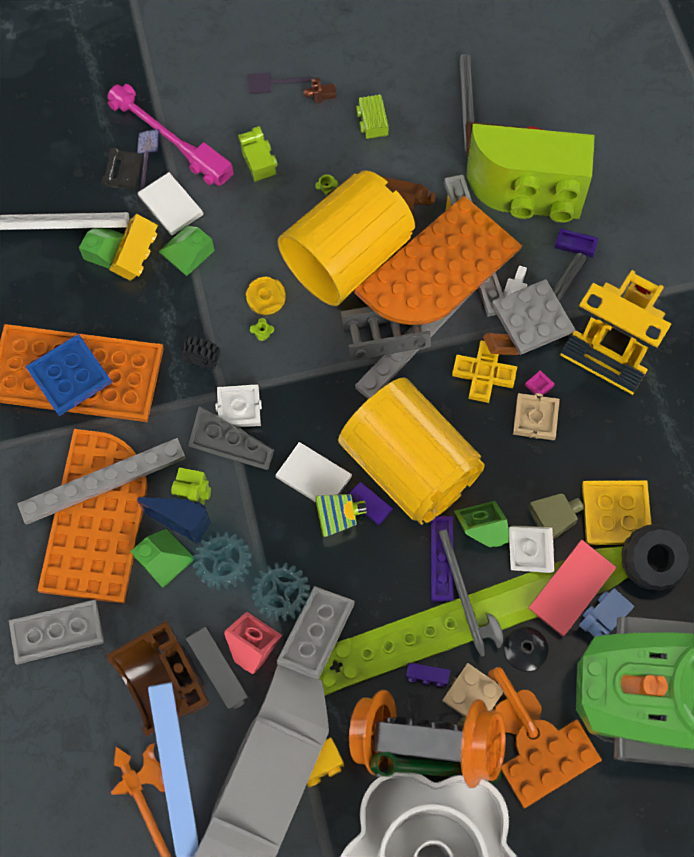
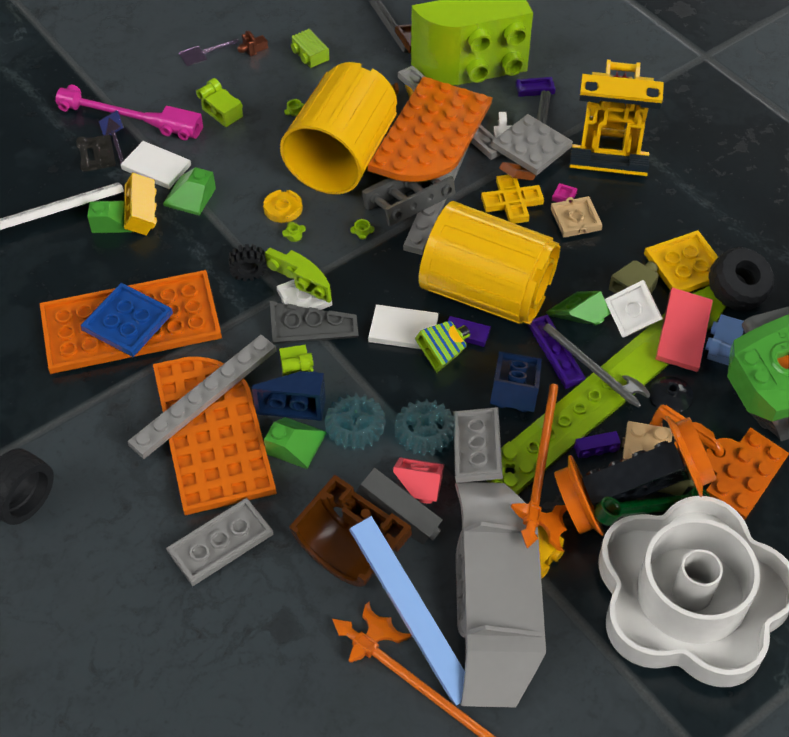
camera: 25 degrees left, 15 degrees down
(242, 385) = (303, 271): none -> lime slope
(323, 729) = (531, 512): none -> orange piece
(326, 345) = (362, 228): none -> lime plate
(386, 577) = (516, 382): none -> dark blue slope

